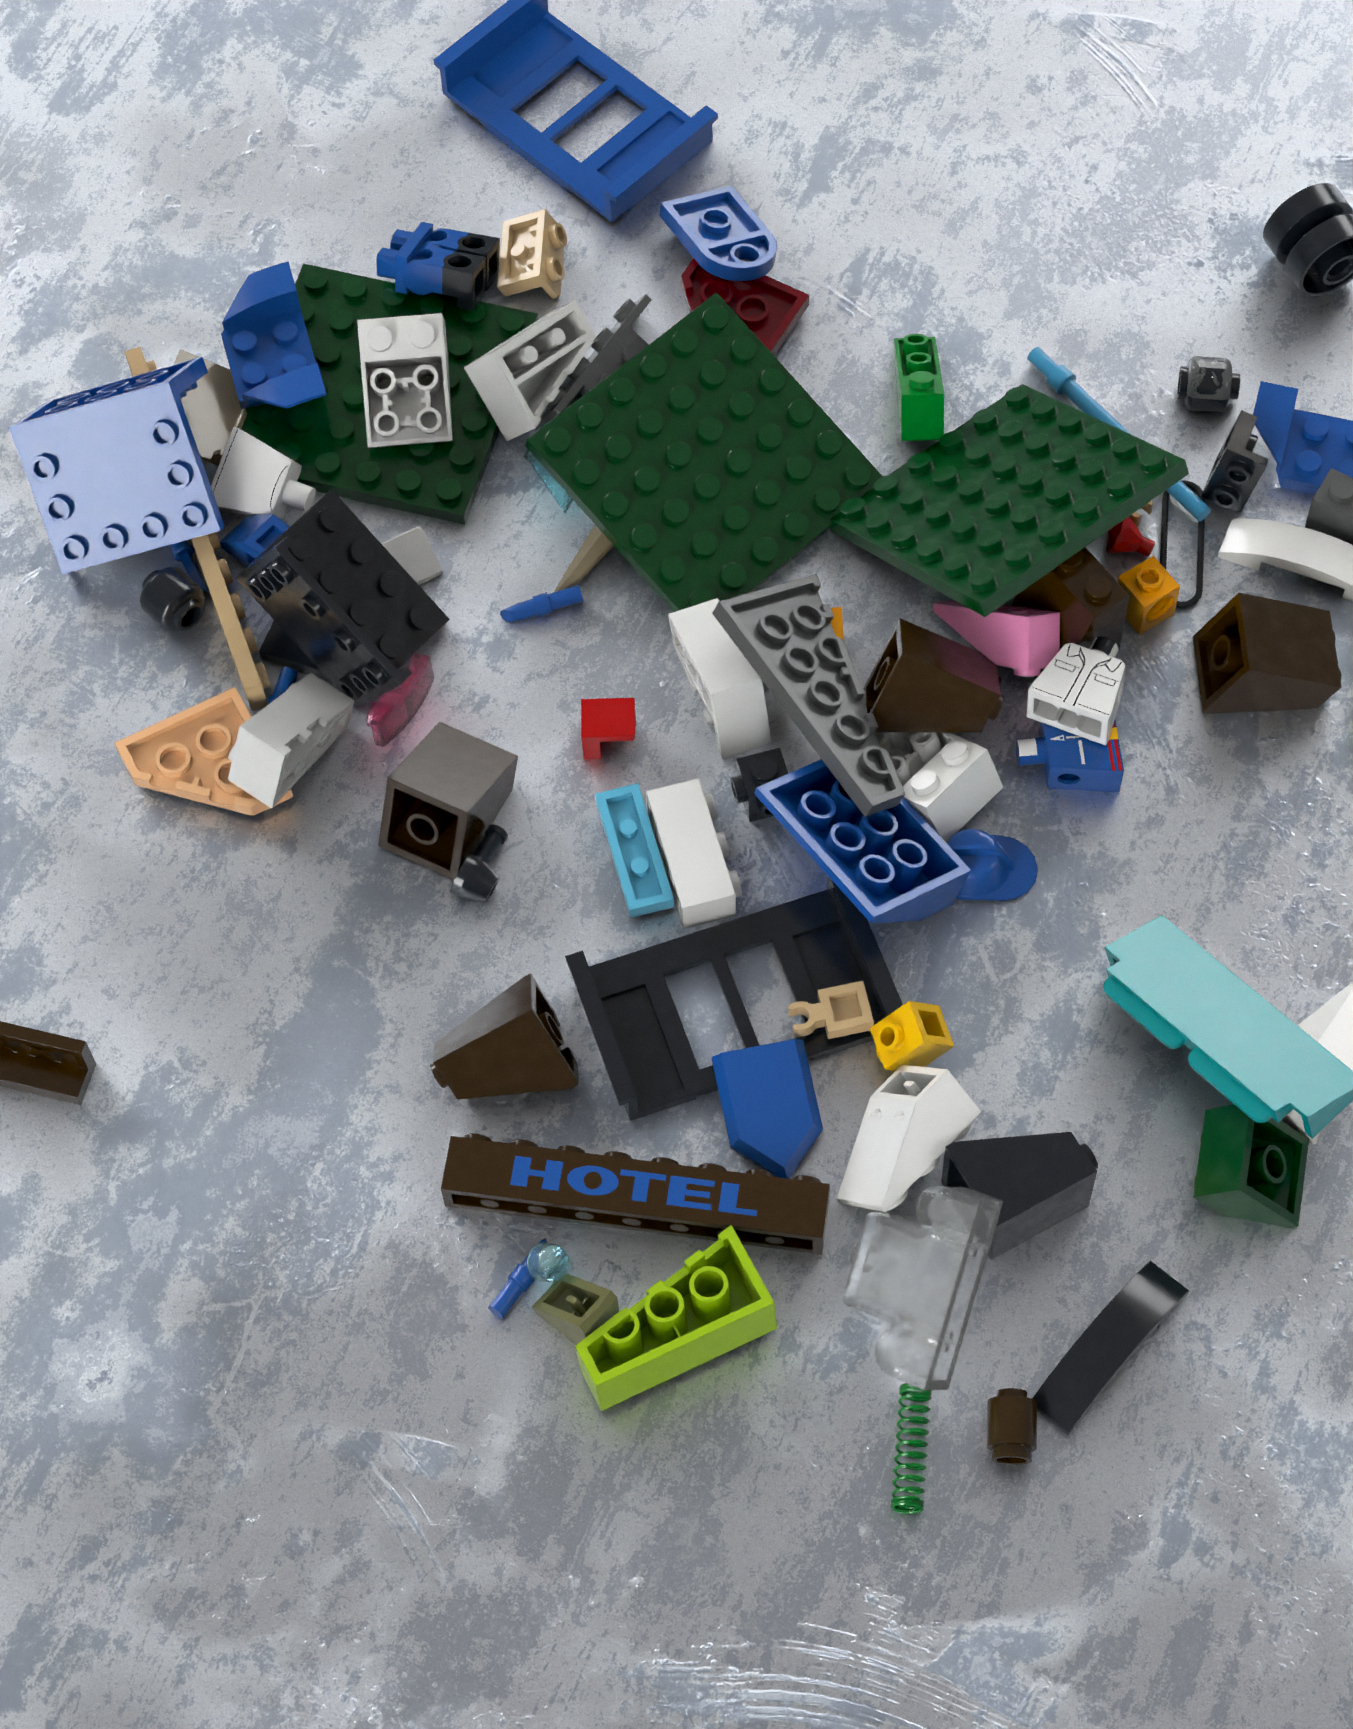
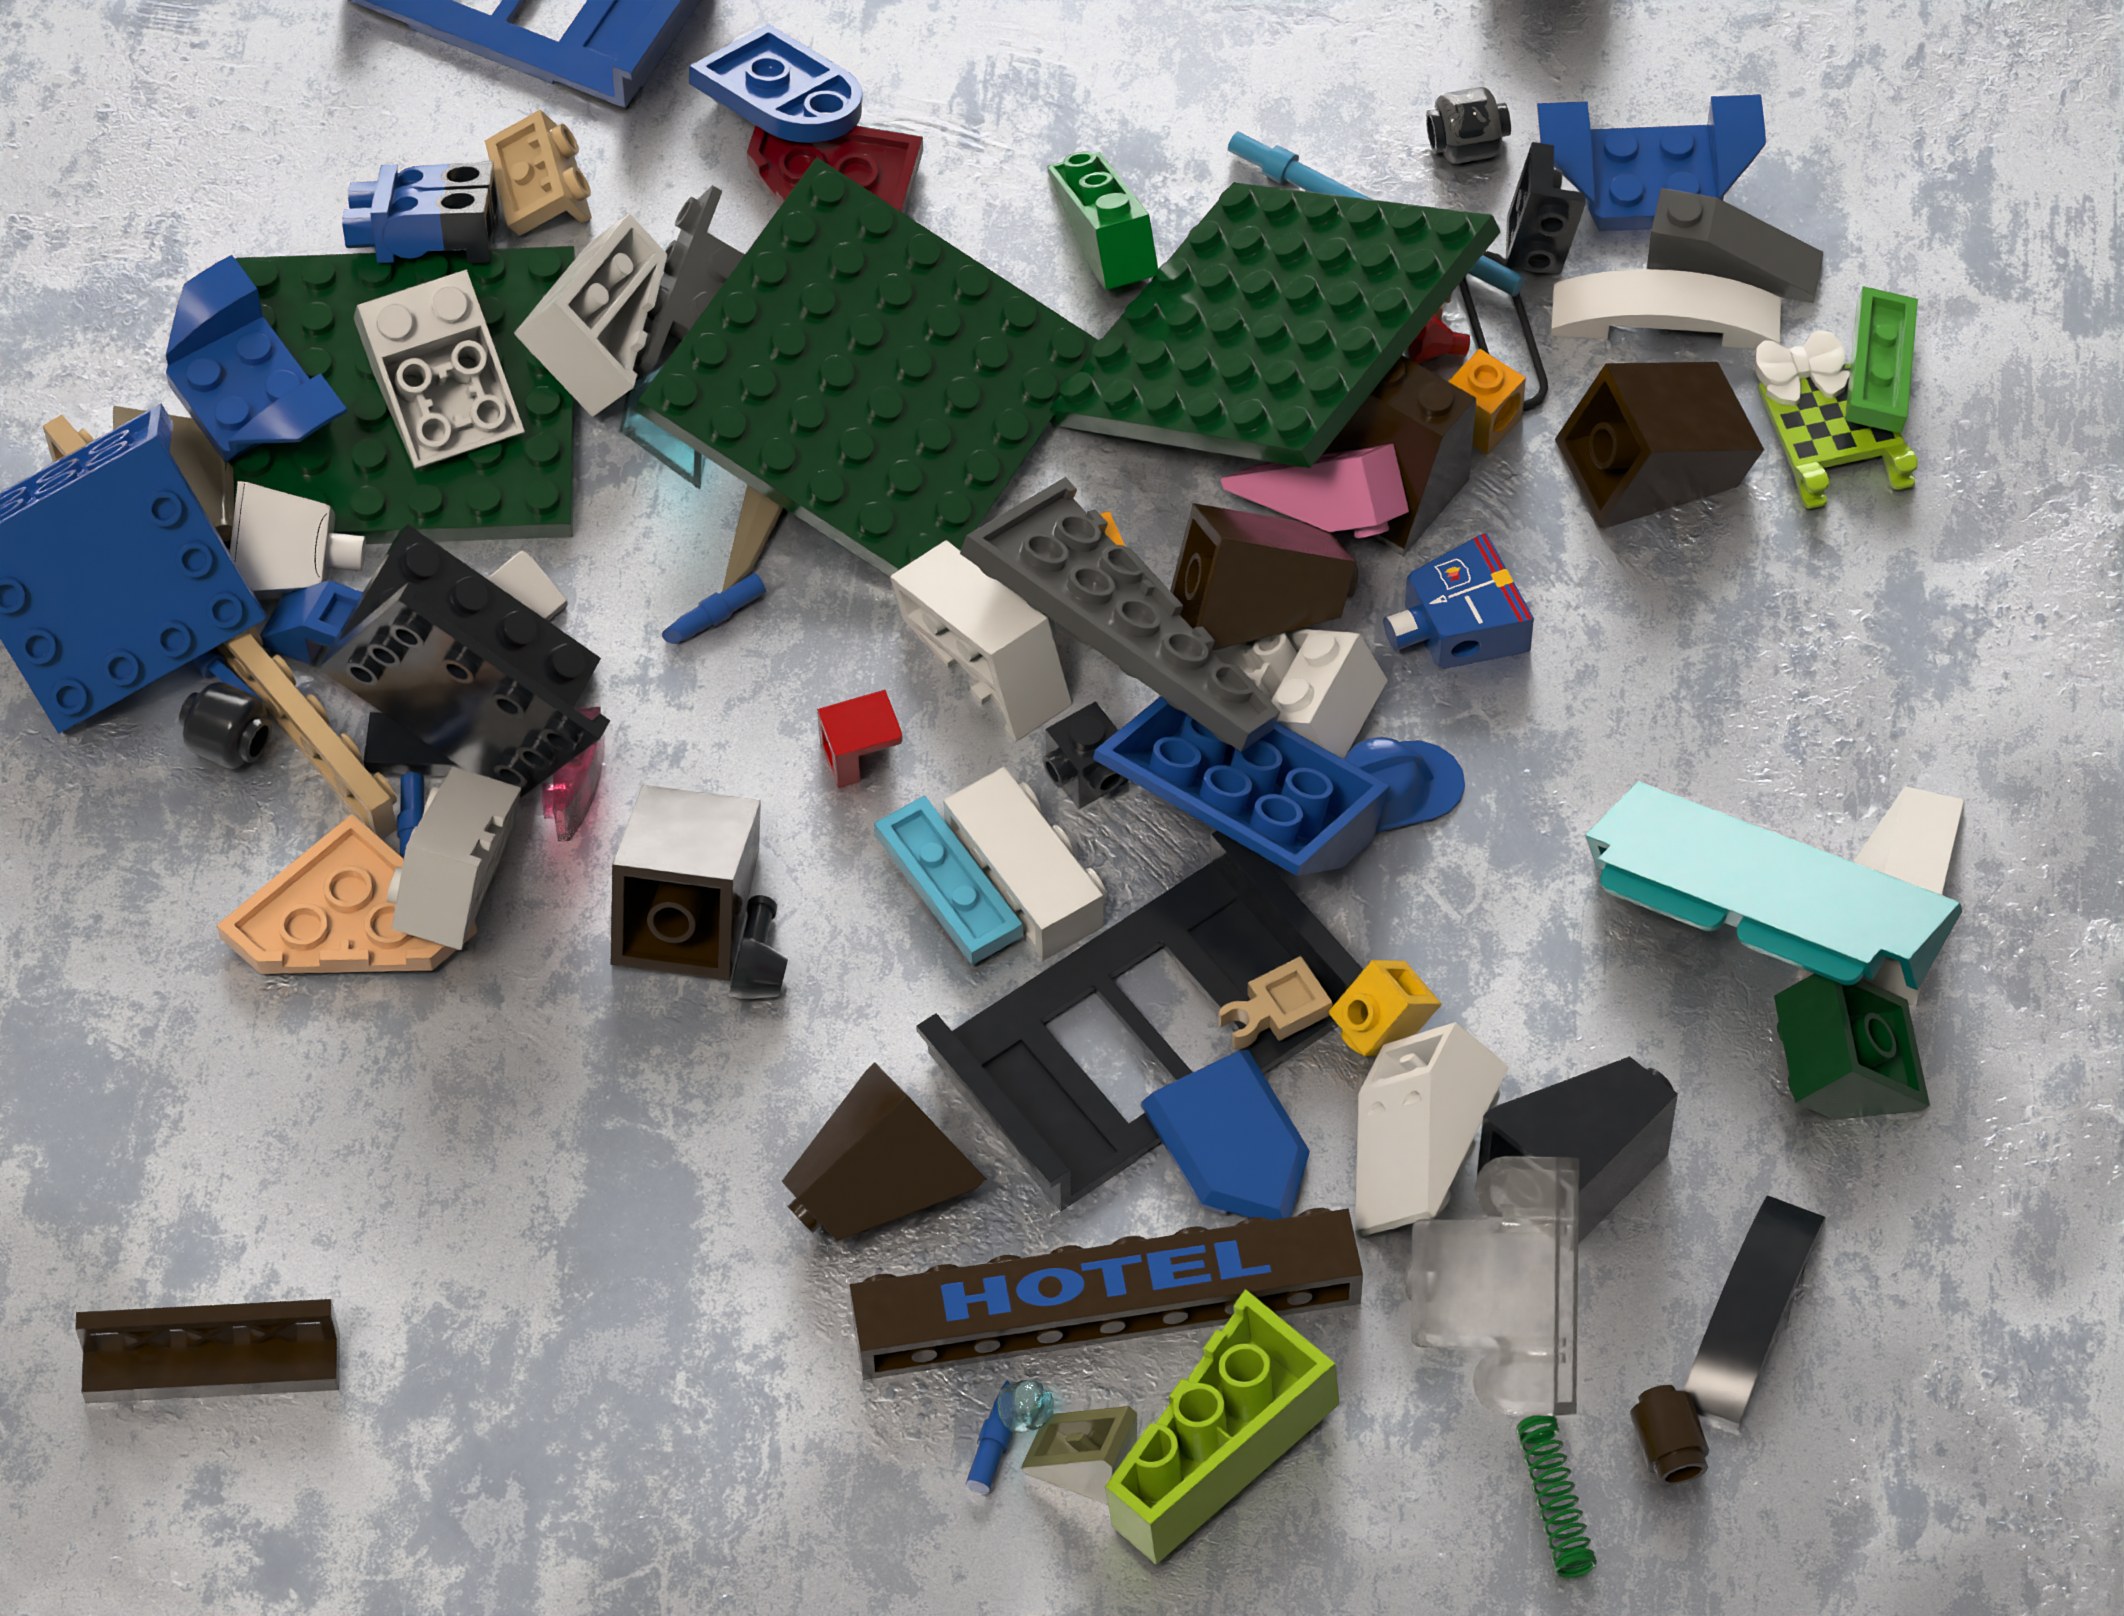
camera: 20 degrees left, 5 degrees down
(1080, 690) = (1449, 533): white torso -> none

